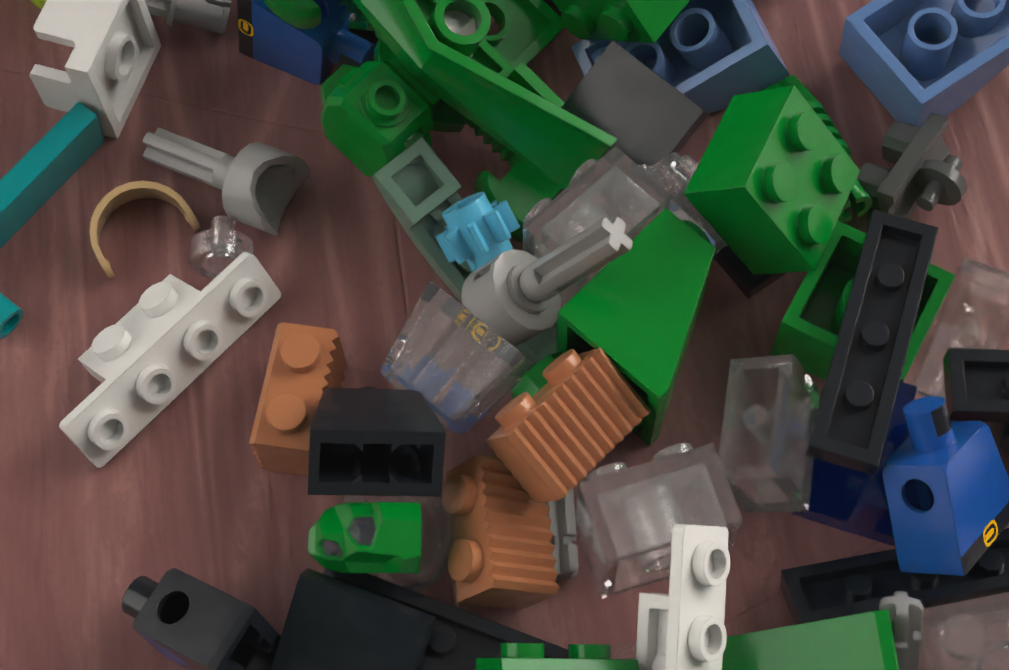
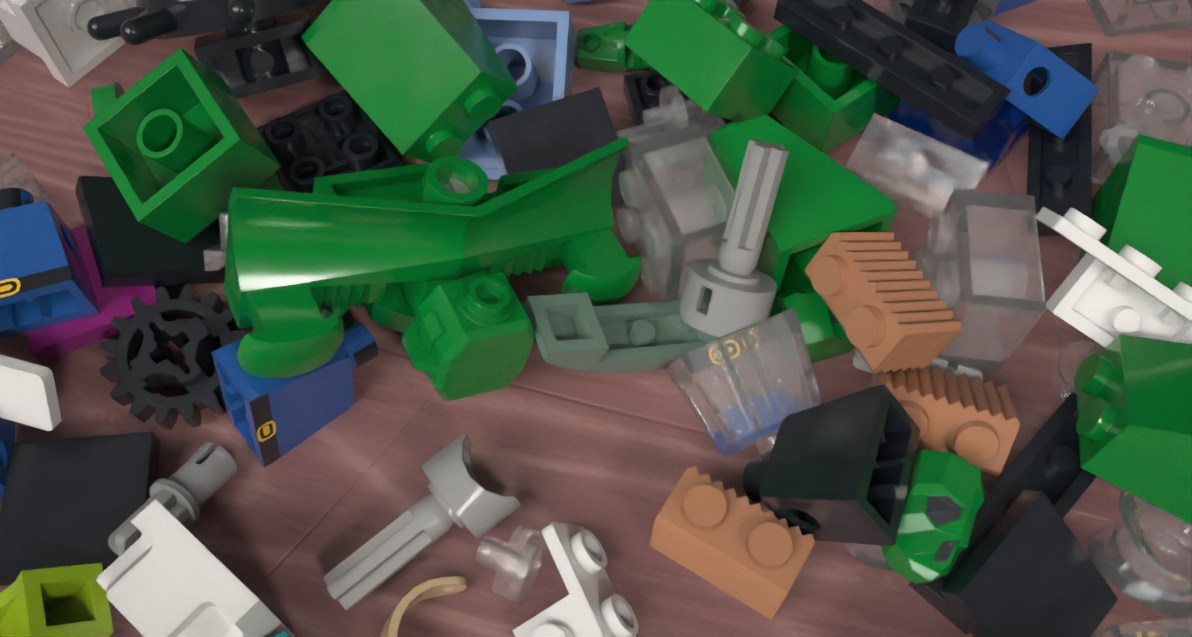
camera: 70 degrees left, 5 degrees down
(477, 230) = (640, 299): medium azure gear -> none

